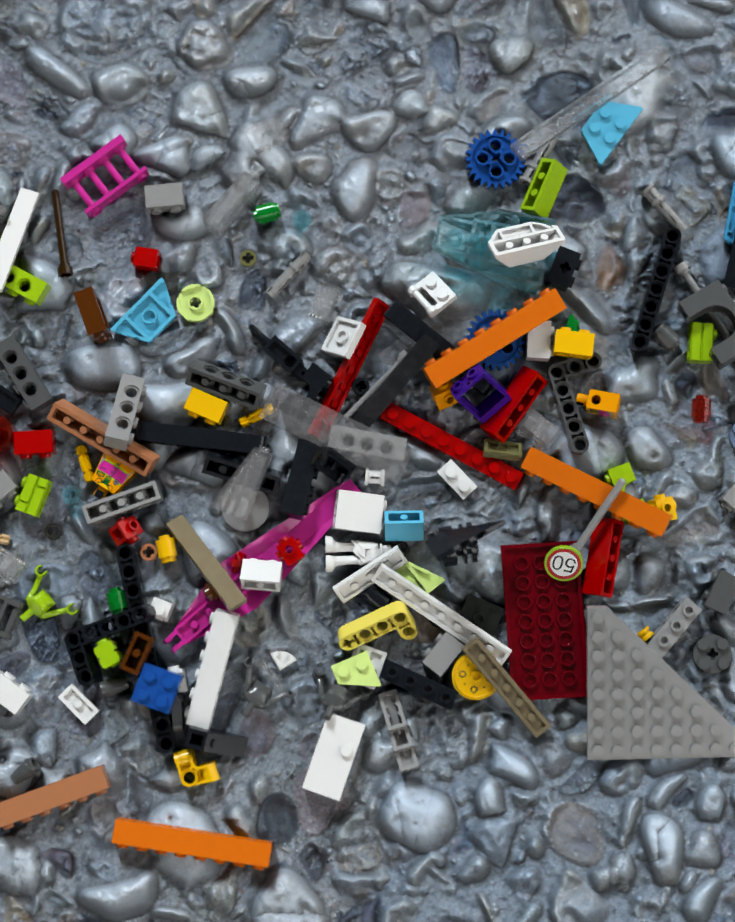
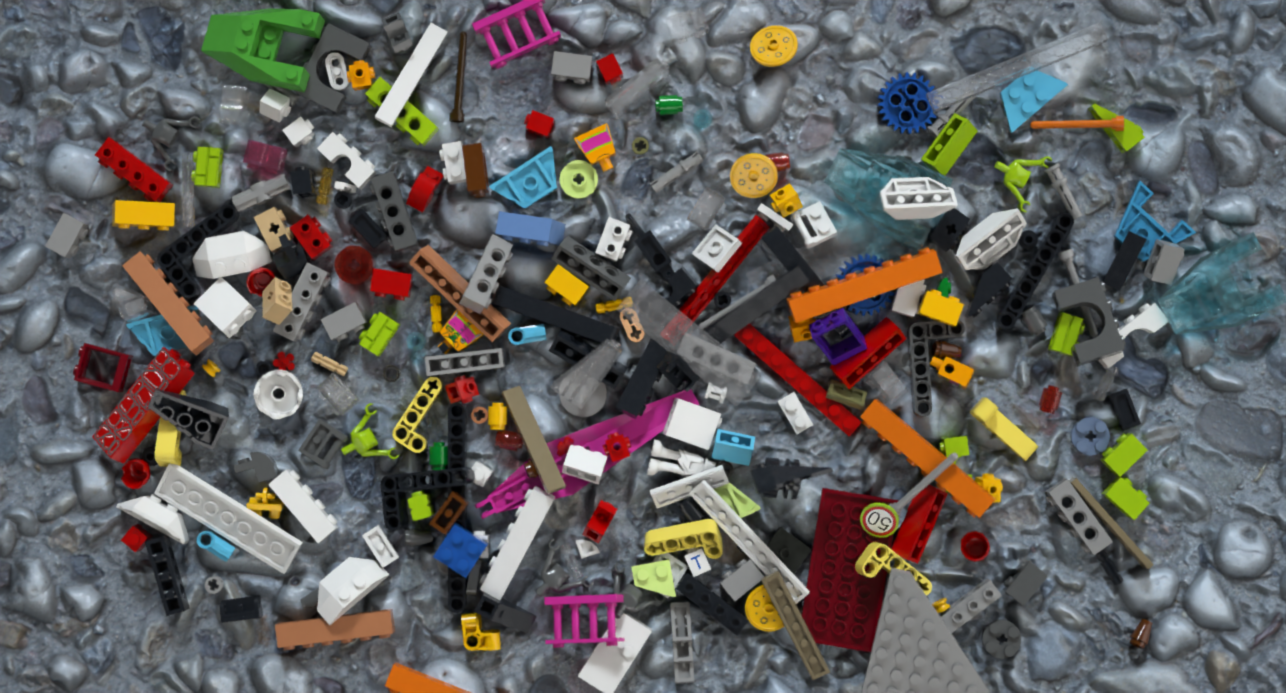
camera: 10 degrees right, 5 degrees up
(46, 345) = (424, 188): none -> red brick
(53, 751) = (348, 586): none -> white wedge
(71, 315) = (454, 162): none -> white brick
(91, 562) = (421, 412): none -> light yellow beam
(158, 360) = (530, 229): none -> medium blue wedge
(180, 461) = (529, 334): none -> medium azure piece
(183, 570) = (509, 440): none -> clear red brick
(202, 192) = (610, 69): none -> red brick
(206, 267) = (597, 146): none -> torso
(241, 352) = (613, 239): none -> white brick
(275, 434) = (628, 329): none -> light nougat beam
(282, 714) = (575, 603): none -> dark pink fence
(289, 628) = (599, 521): none -> red brick
(354, 135) = (773, 46): none -> yellow shield
(363, 260) = (753, 175): none -> yellow shield
(382, 244) = (780, 160): none -> clear red brick
(387, 294) = (767, 214): none -> white plate
(394, 645) = (697, 561): none -> white brick
(399, 277) = (785, 201): none -> yellow brick
(577, 603) = (883, 561): none -> light yellow beam
(584, 384) = (944, 349): none -> reddish brown cone
(606, 269) = (990, 239): none -> white wedge
(614, 311) = (988, 284): none -> black slope
(617, 204) = (1018, 176): none -> lime piece
(638, 267) = (1024, 244): none -> black plate
(662, 447) = (988, 415): none -> light yellow beam
(663, 568) = (975, 546): none -> red hair
(698, 132) = (1116, 123): none -> orange piece
(702, 138) = (1122, 139): none -> lime slope

